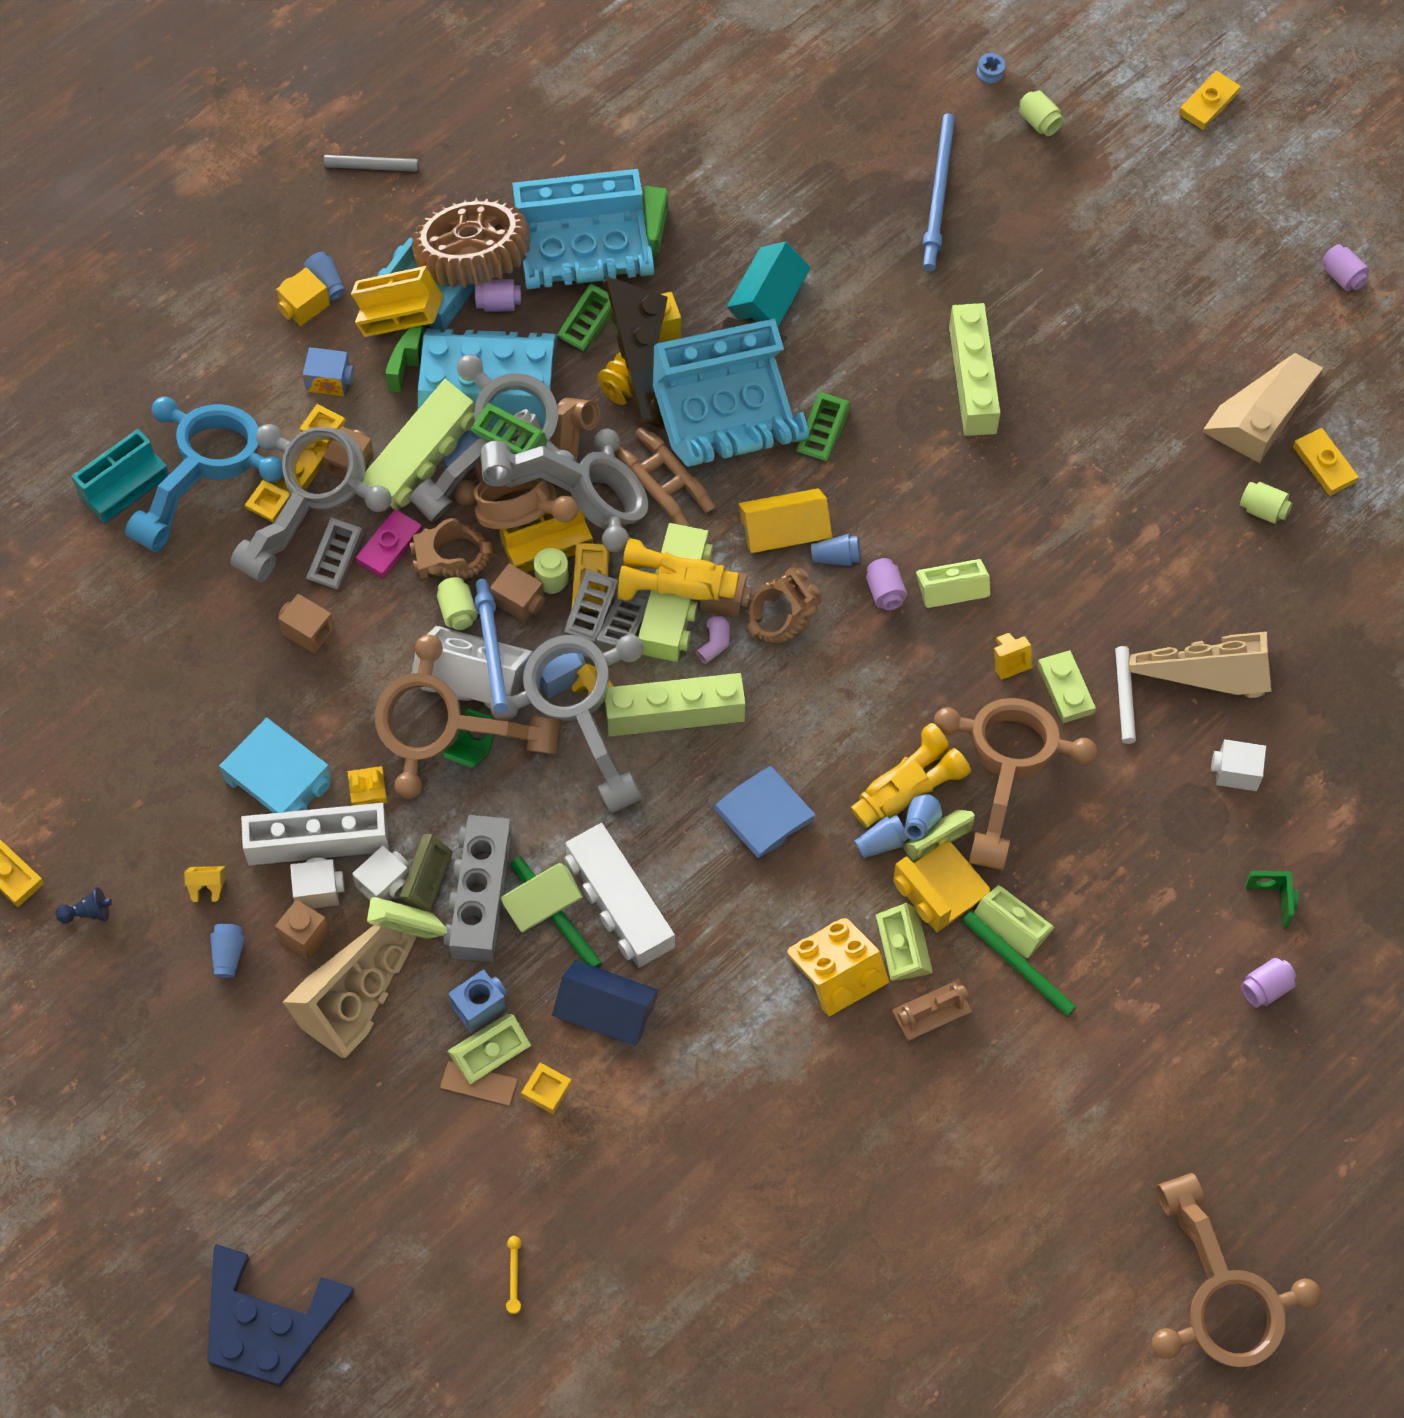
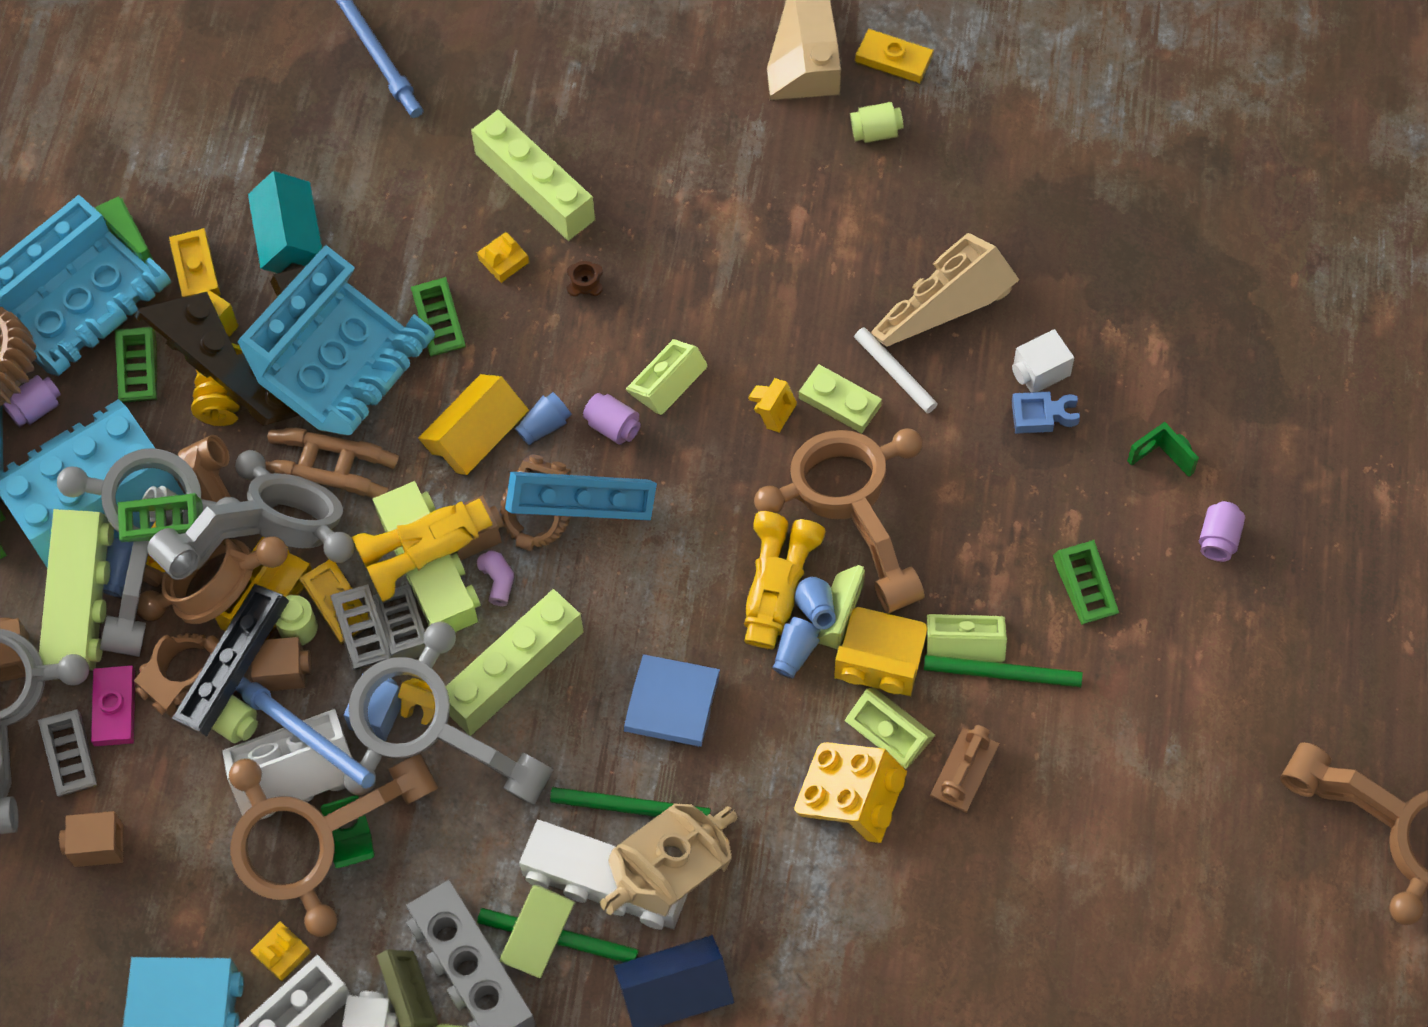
camera: 35 degrees left, 0 degrees up
(484, 565) = (230, 659): none -> black tile
(644, 918) = (655, 879): none -> tan plate
(677, 863) = (612, 802): none -> green bar
(683, 272) = (194, 262): none -> yellow plate
(812, 621) = (580, 496): none -> dark azure plate
(905, 415) = (503, 257): none -> yellow tile
(951, 463) = (584, 270): none -> reddish brown plate
(1144, 919) = (1094, 565): none -> bright green slope
(1205, 799) = (1037, 413): none -> medium blue plate

